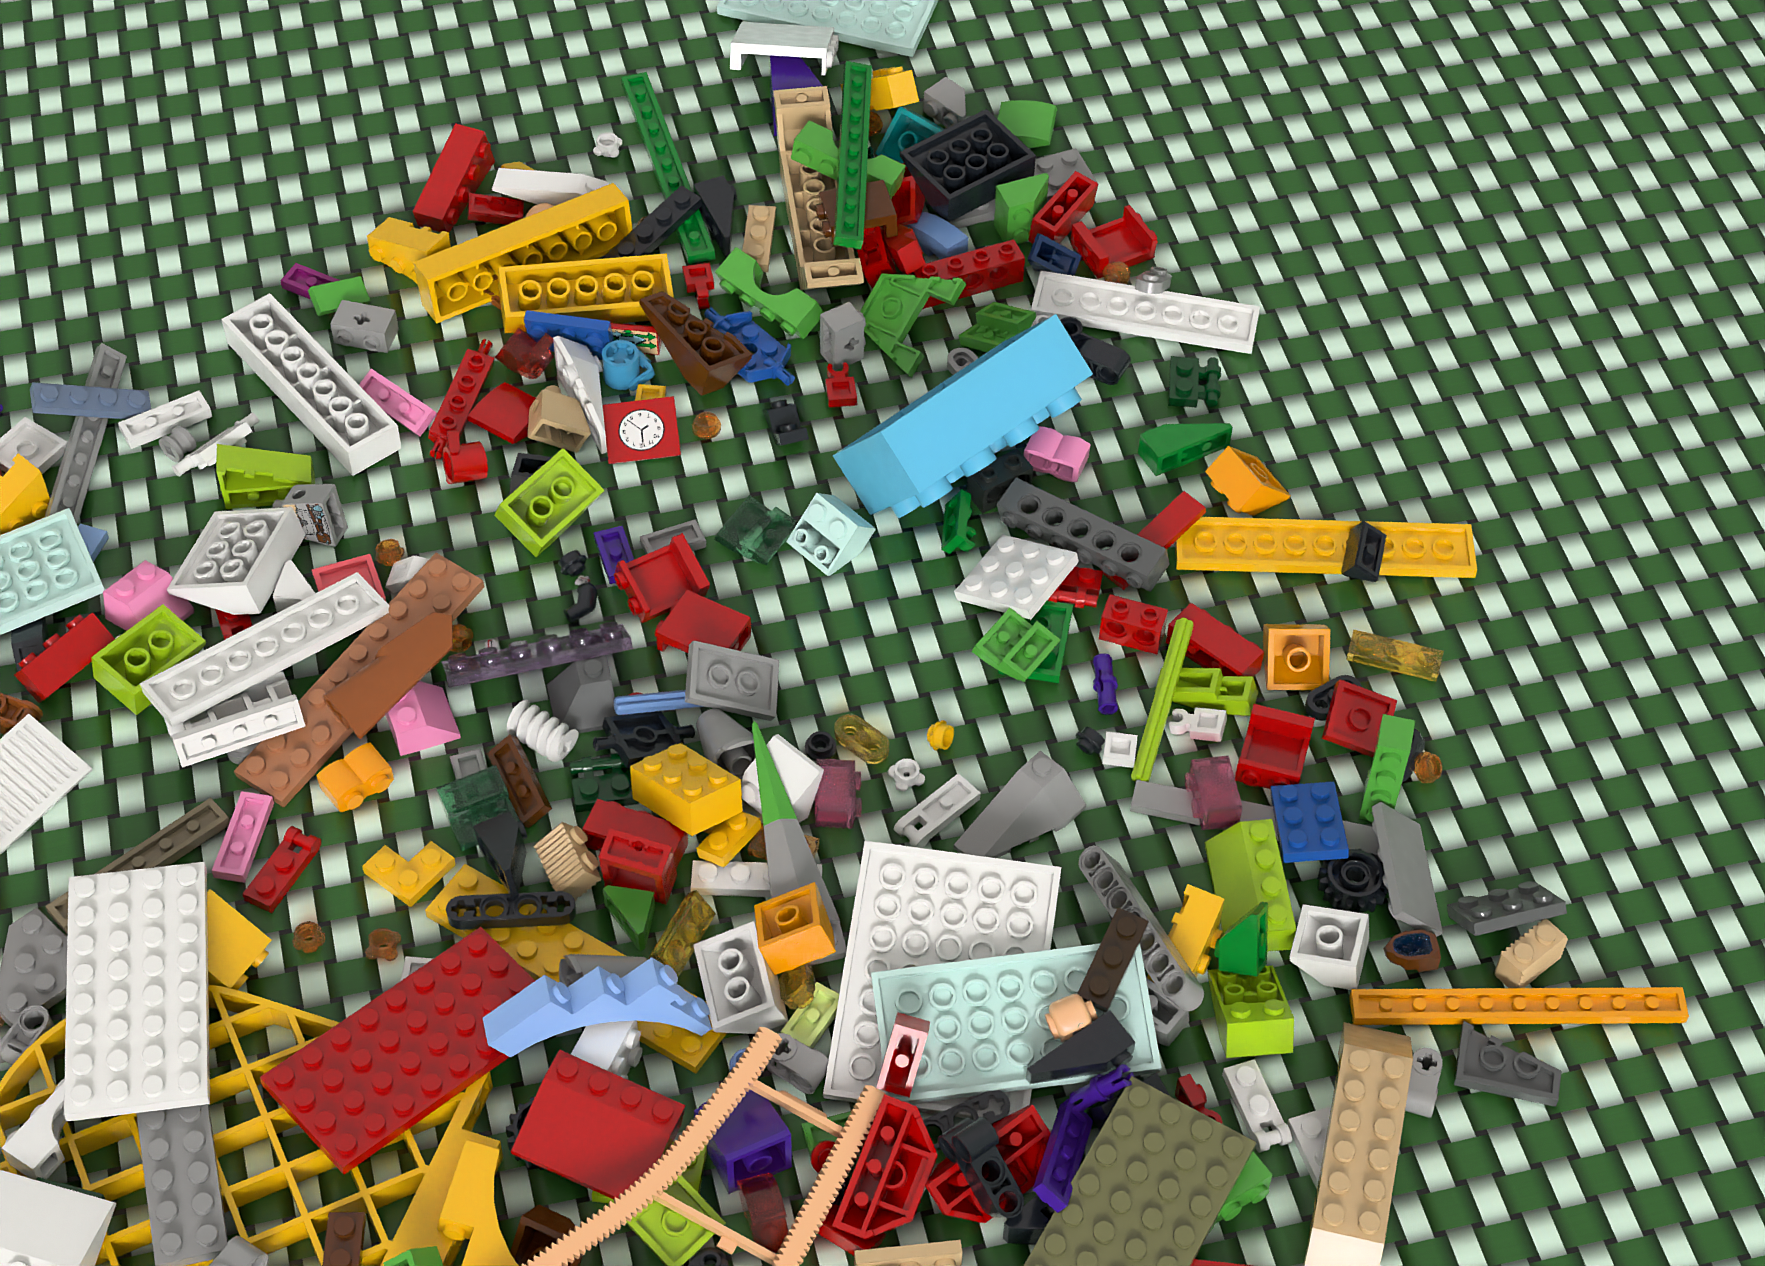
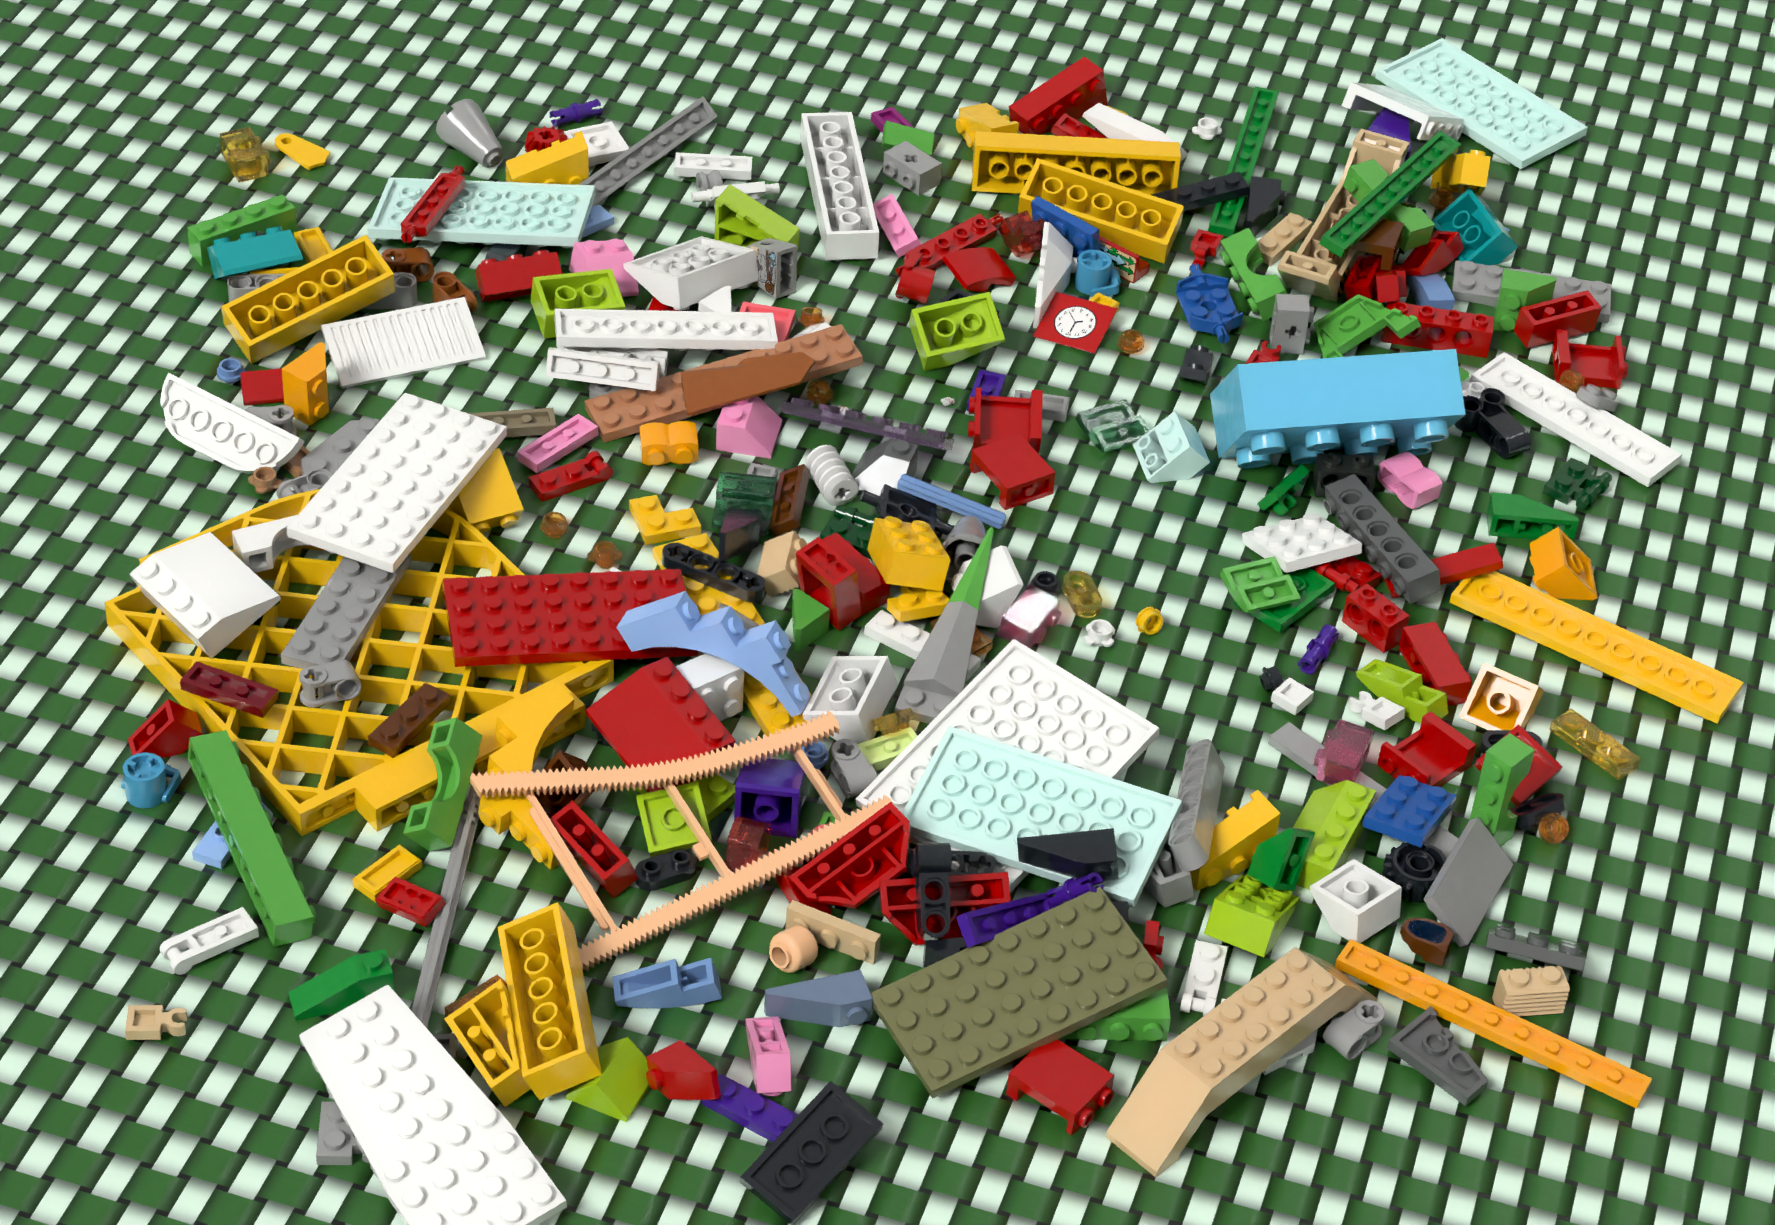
camera: 30 degrees right, 10 degrees down
(88, 401) = (662, 126): sand blue plate -> none
(557, 420) = (1010, 285): tan torso -> none
(572, 563) = (947, 384): black plate -> none
(585, 604) = (936, 414): black arm -> none
(683, 931) = (821, 648): clear yellow plate -> none
(699, 350) = (1162, 283): reddish brown wedge -> none
(732, 680) = (1005, 505): light grey plate -> none
(794, 929) = (914, 678): light orange slope -> none
(903, 1054) = (929, 786): slope -> none
(937, 811) = (1106, 666): white plate -> none
(945, 102) = (1520, 210): light grey slope -> none
(966, 163) = (1482, 245): black slope -> none
(1029, 121) = (1581, 250): bright green slope -> none
(1029, 805) = (1185, 695): light grey wedge -> none
(1053, 257) = (1519, 344): dark blue slope -> none
(1069, 1016) = (1080, 818): light nougat head -> none
(1112, 959) = (1147, 803): dark brown plate -> none
(1162, 700) = (1355, 675): lime axle -> none
(1364, 552) = (1624, 657): black slope -> none

